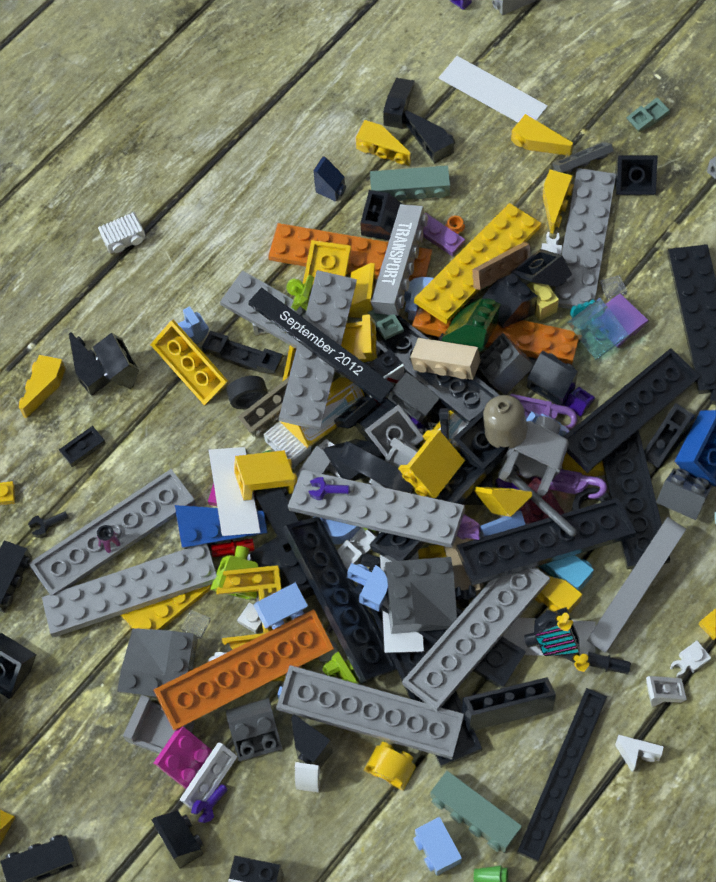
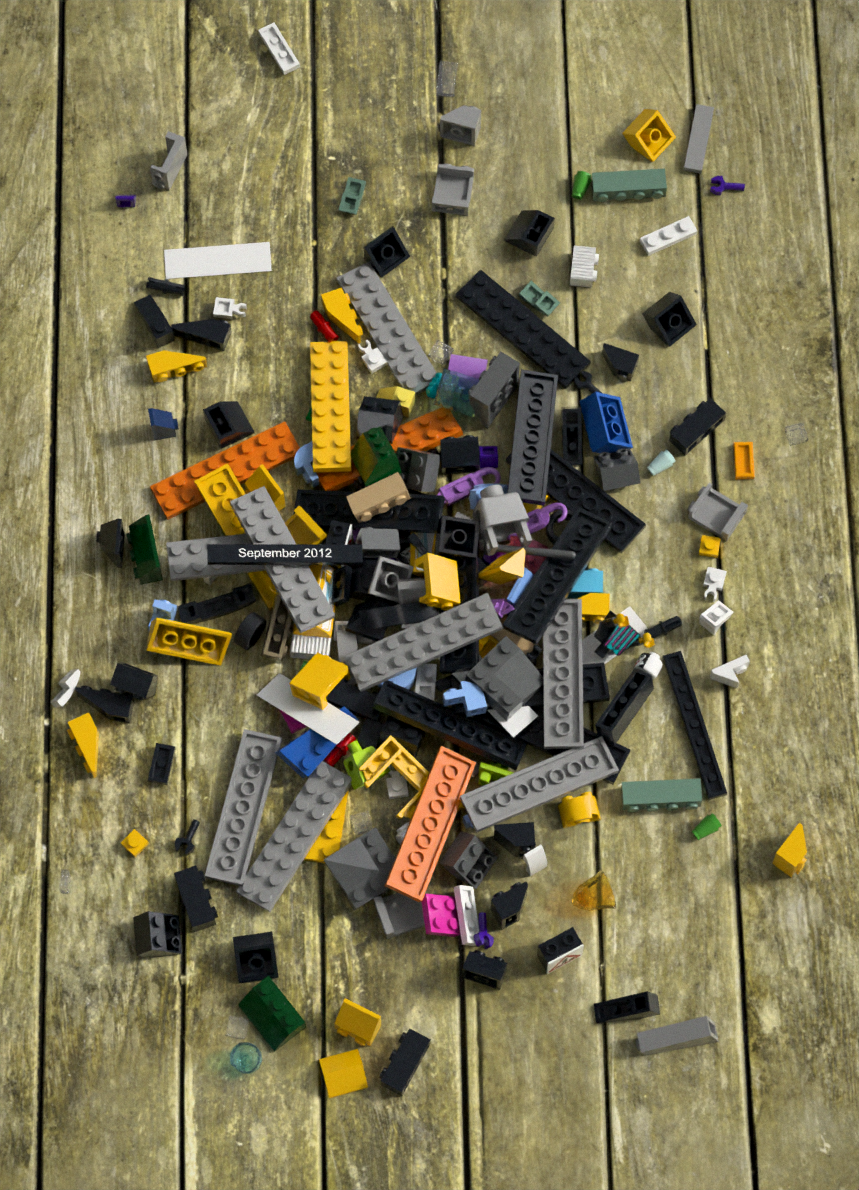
camera: 45 degrees left, 5 degrees up
(30, 793) = (357, 1023): none -> yellow slope
(71, 326) = (68, 684): none -> white slope
(106, 535) = (248, 810): piece -> none
(122, 233) = (37, 583): white brick -> none
(208, 243) = (111, 540): none -> black slope
(225, 268) = (144, 551): none -> dark green slope
(250, 800) = (509, 905): none -> black slope
(280, 606) = (418, 761): light blue brick -> none
(300, 291) = (229, 526): lime hips -> none
(324, 488) = (379, 655): dark purple bar -> none
(336, 853) = (594, 894): none -> clear yellow helmet
(386, 324) = (309, 502): sand green slope -> none
(399, 260) = (273, 447): light grey brick -> none
(412, 182) = (224, 380): sand green brick -> none
(431, 82) = (165, 286): none -> black pin
(437, 846) = (656, 836): light blue brick -> none
(442, 236) = (274, 405): medium lavender plate -> none
(455, 220) = (282, 385): orange plate -> none
(463, 130) = (226, 308): none -> white plate
(500, 266) = (352, 397): medium nougat plate -> none
(505, 421) = (469, 512): dark tan cylinder -> none
(531, 198) = (323, 326): none -> red axle
(537, 137) = (285, 274): yellow slope -> none
(544, 268) = (384, 376): black slope -> none
(565, 685) = (649, 663): none -> white head
(583, 157) = (334, 266): dark grey plate -> none
(629, 343) = (494, 388): none -> dark grey slope
(636, 585) = (639, 559): light grey beam -> none

